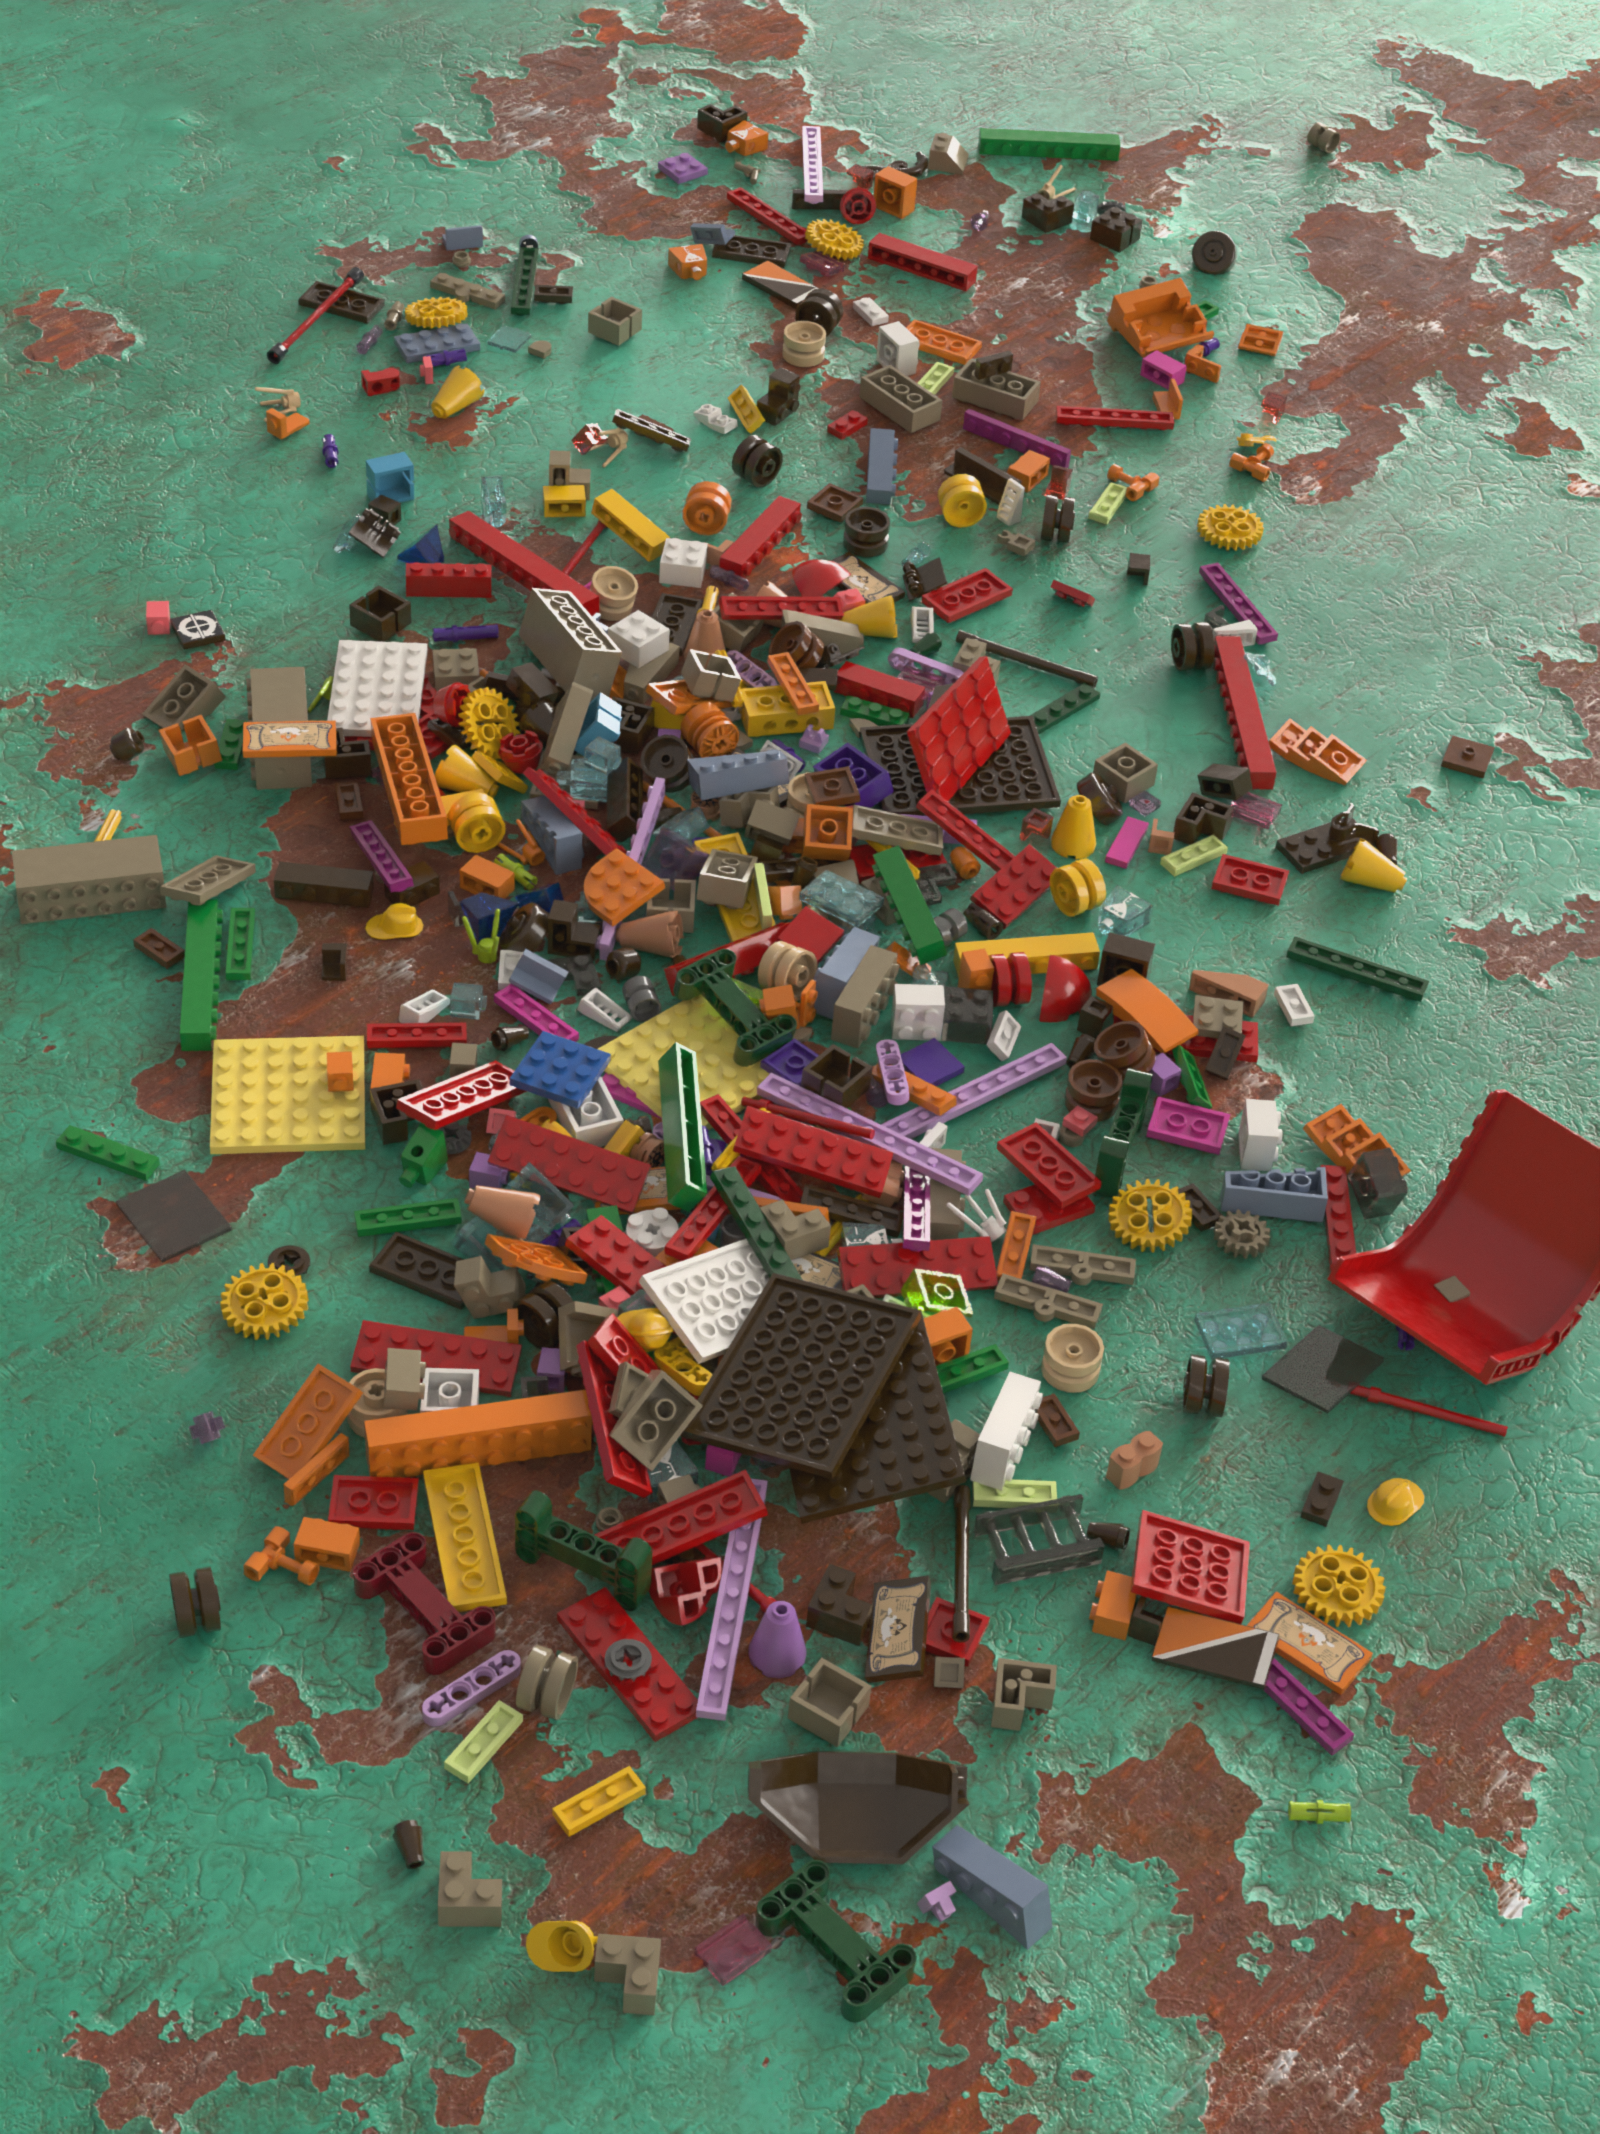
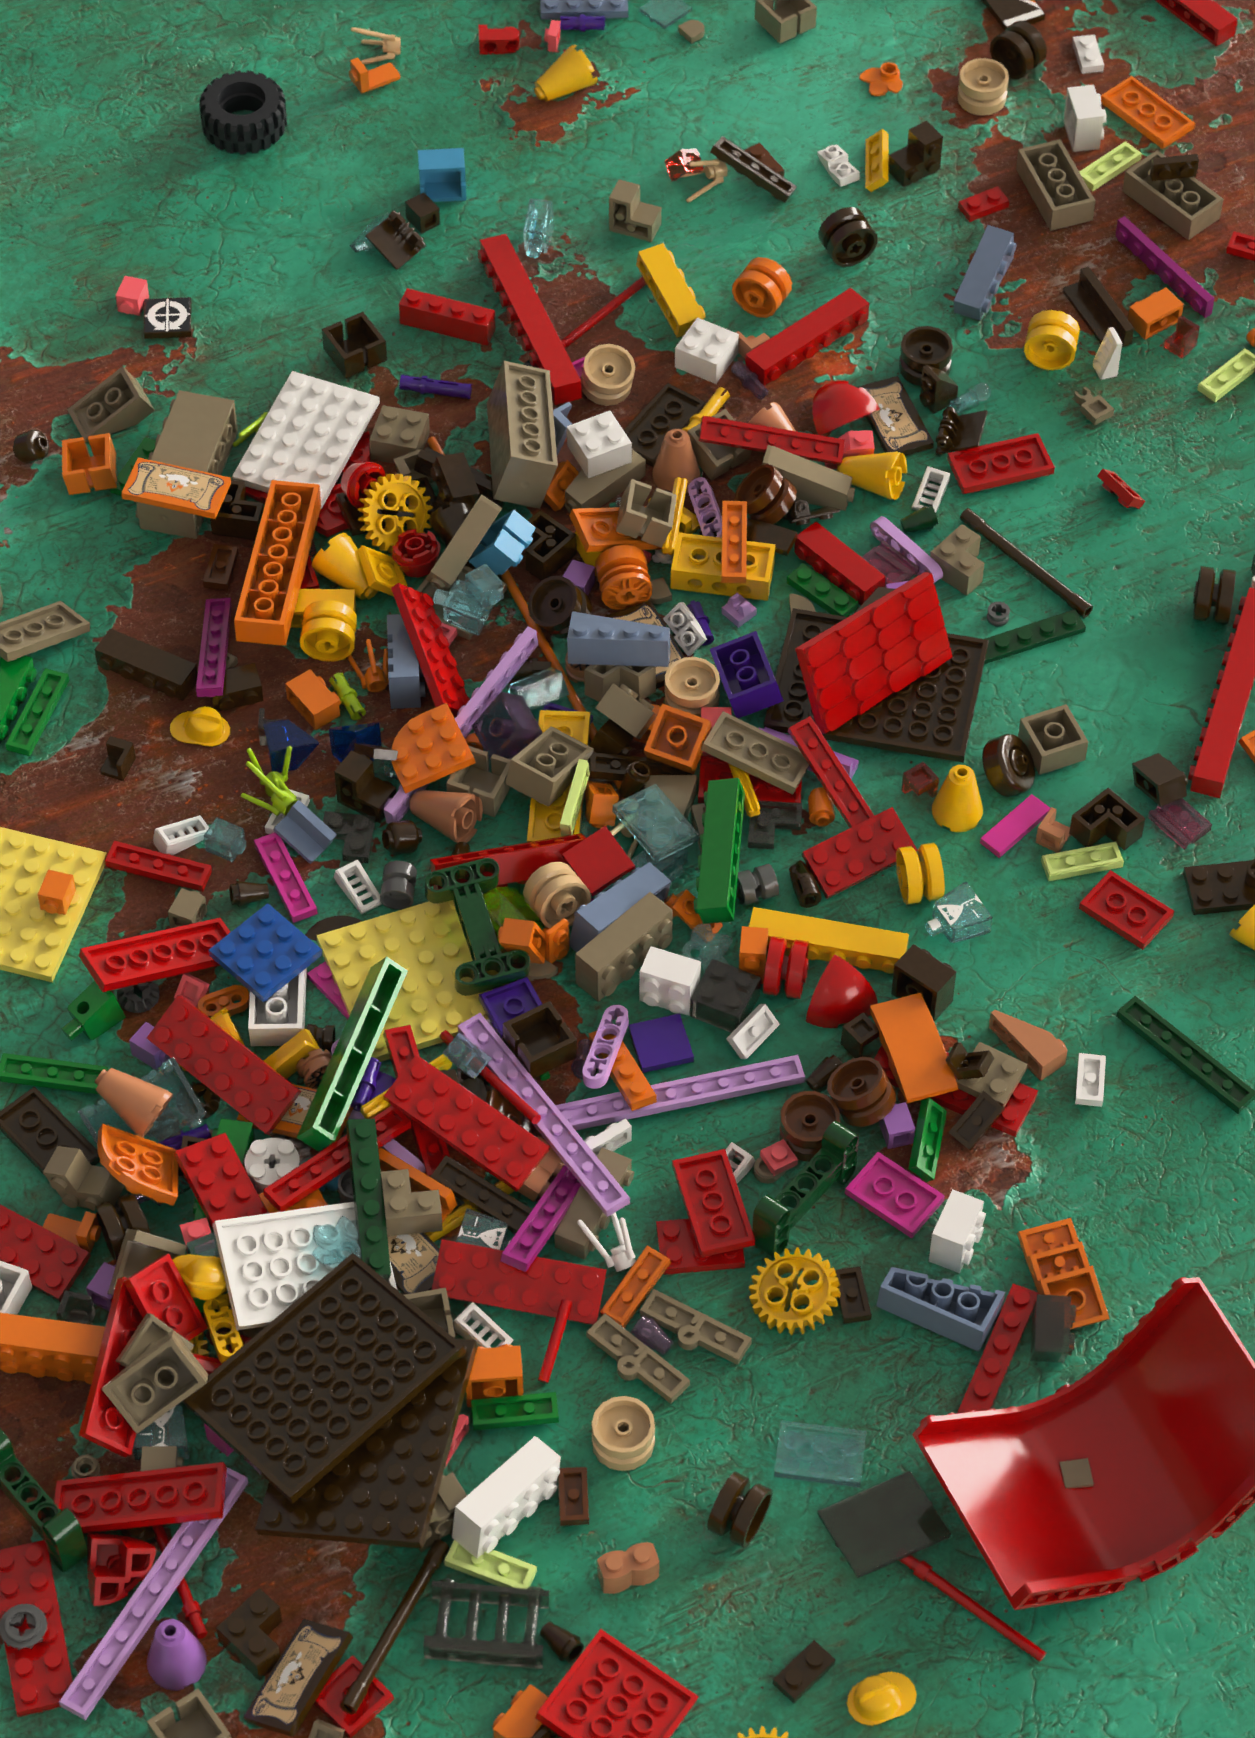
camera: 25 degrees right, 10 degrees up
(188, 466) = (247, 131): none -> black tyre
(330, 450) = (404, 120): dark purple pin -> none
(389, 1069) = (106, 911): orange brick -> none
(390, 1121) = (85, 935): dark brown brick -> none
(424, 549) = (442, 272): clear blue slope -> none
(506, 956) = (281, 799): none -> lime plant
(525, 929) = (317, 772): dark brown wheel -> none
(564, 501) = (618, 240): yellow brick -> none
(575, 897) = (376, 751): none -> dark brown tile
(624, 799) = (496, 636): dark brown brick -> none
(717, 355) = (883, 79): none -> orange plate
(750, 1273) = (334, 1241): none -> clear light blue plate
(783, 1101) = (466, 1055): none -> clear light blue brick
(832, 787) = (707, 685): reddish brown plate -> none
(834, 502) = (914, 306): reddish brown plate -> none
(888, 553) = (936, 389): none -> dark brown slope
(935, 1292) = (517, 1321): clear neon green slope -> none
(971, 1291) = (555, 1340): none -> red bar
(1025, 699) = (998, 607): none -> dark grey bush
(1058, 518) = (1148, 388): dark brown wheel -> none
(1139, 565) = (1217, 470): dark brown panel -> none
(1145, 803) = (1062, 780): tile -> none
(1203, 1009) = (968, 1065): none -> dark brown bracket
(1241, 1234) = (880, 1343): dark tan gear -> none

